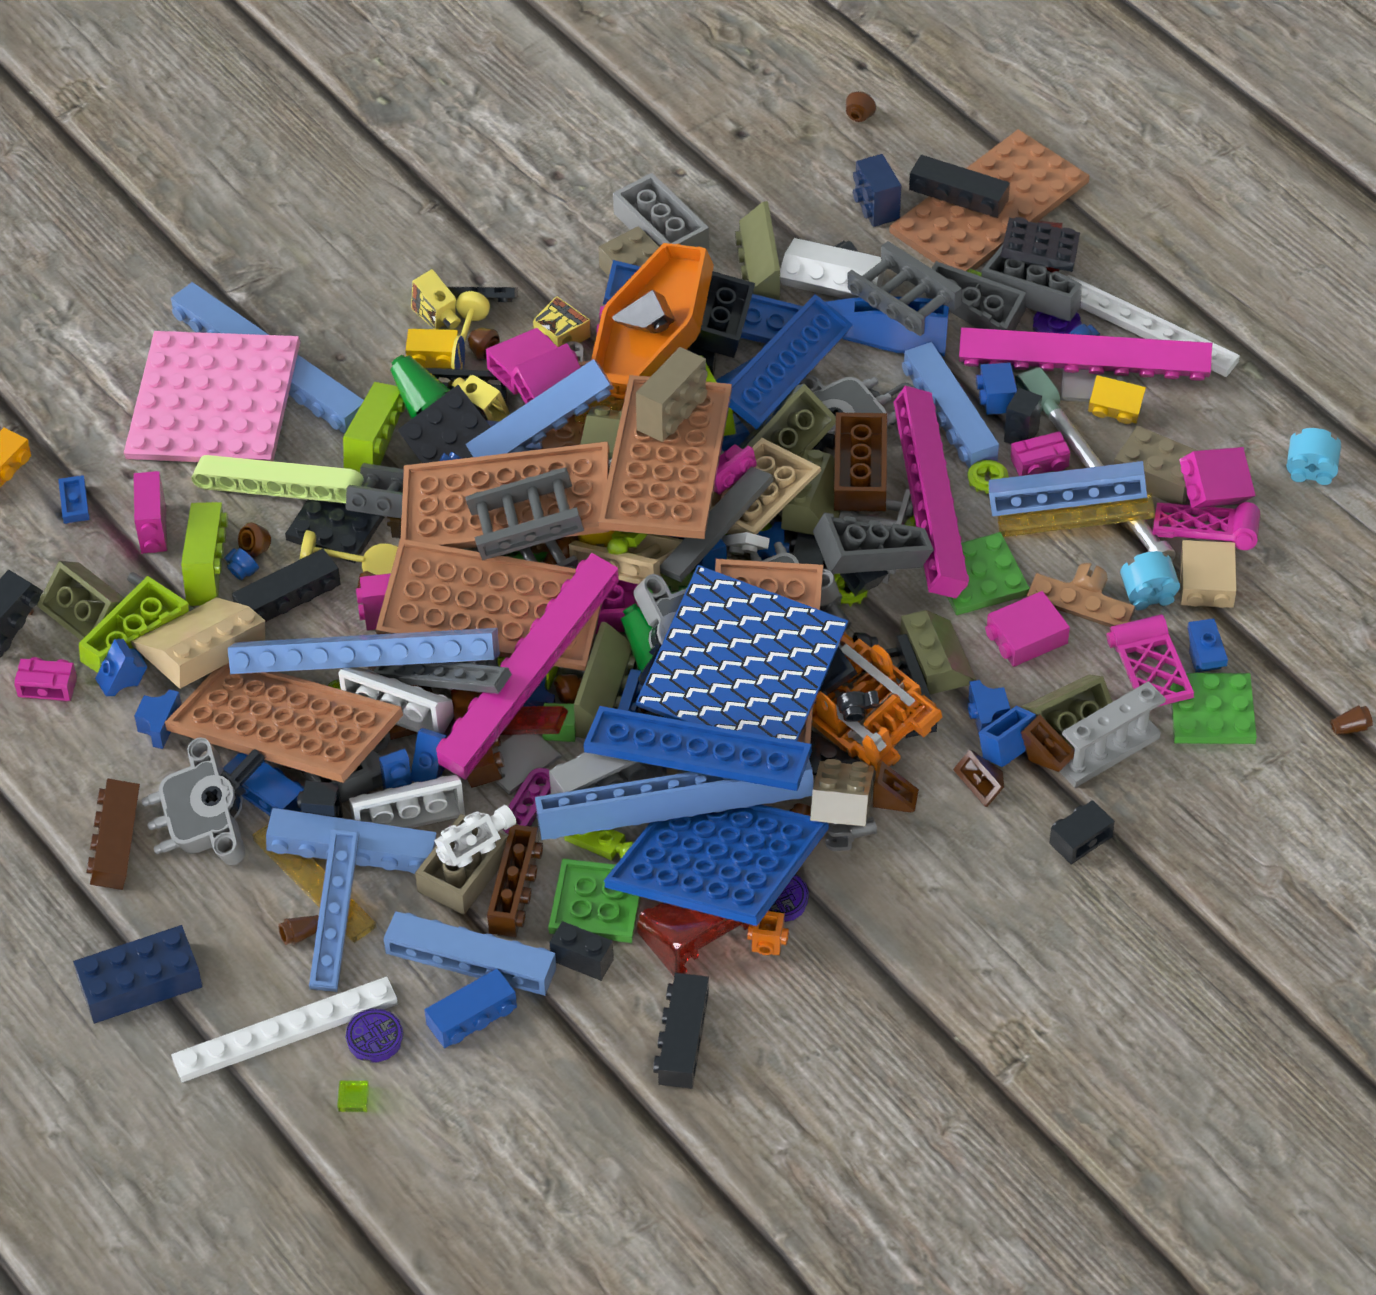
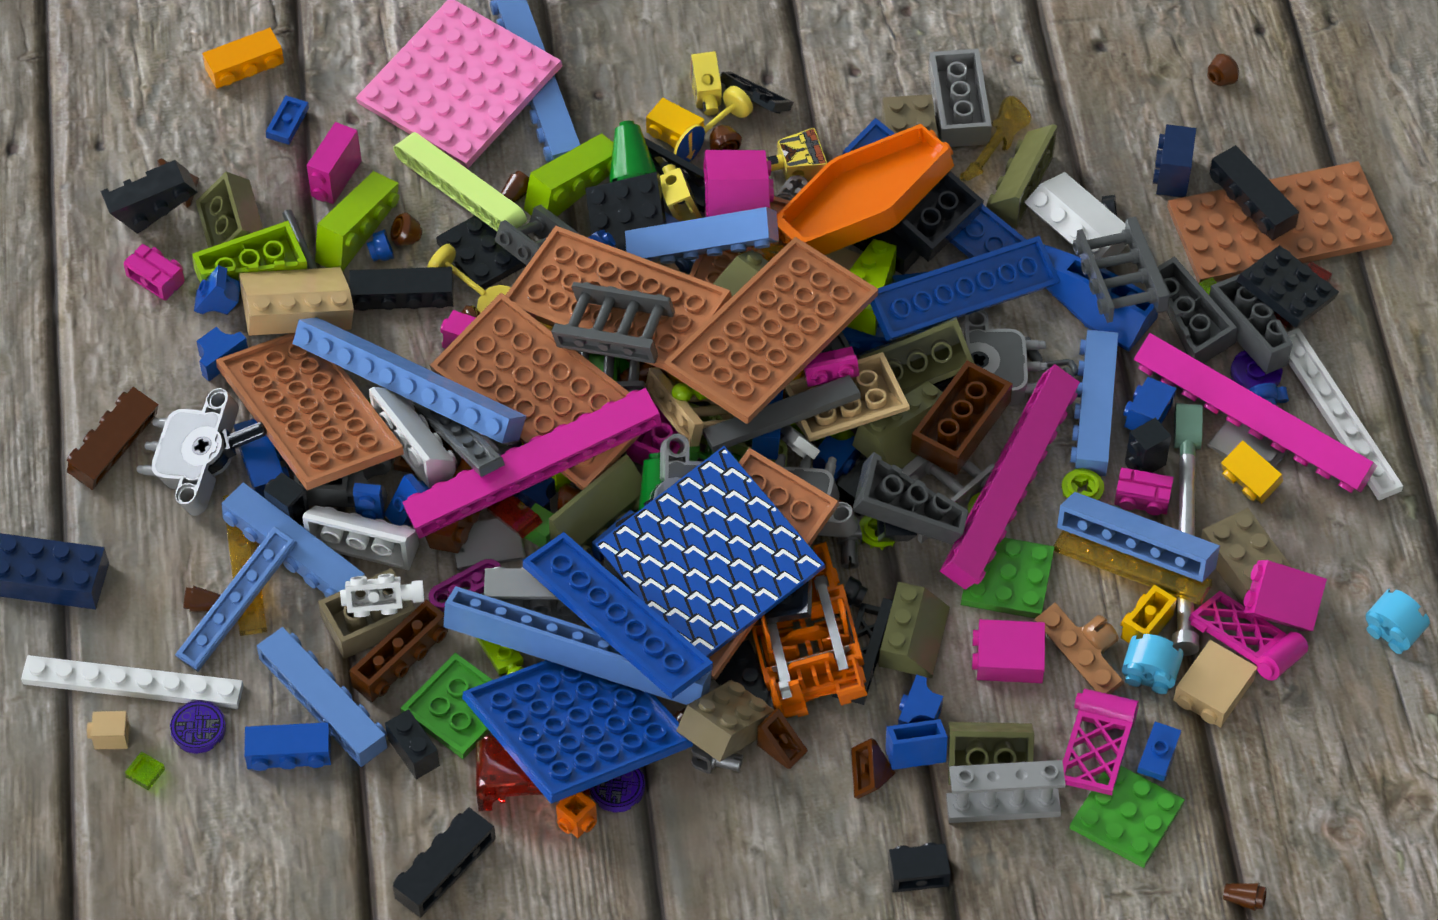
camera: 30 degrees right, 5 degrees up
(297, 1077) = (109, 730): none -> tan brick
(327, 456) = (516, 186): none -> reddish brown cone
(647, 314) = (859, 185): slope -> none
(671, 394) = (805, 274): dark tan brick -> none
(716, 218) = (1011, 118): none -> clear yellow piece
(854, 703) = (789, 644): black piece -> none
(1045, 745) = (937, 762): reddish brown slope -> none
(1119, 544) = (1149, 615): none -> yellow brick

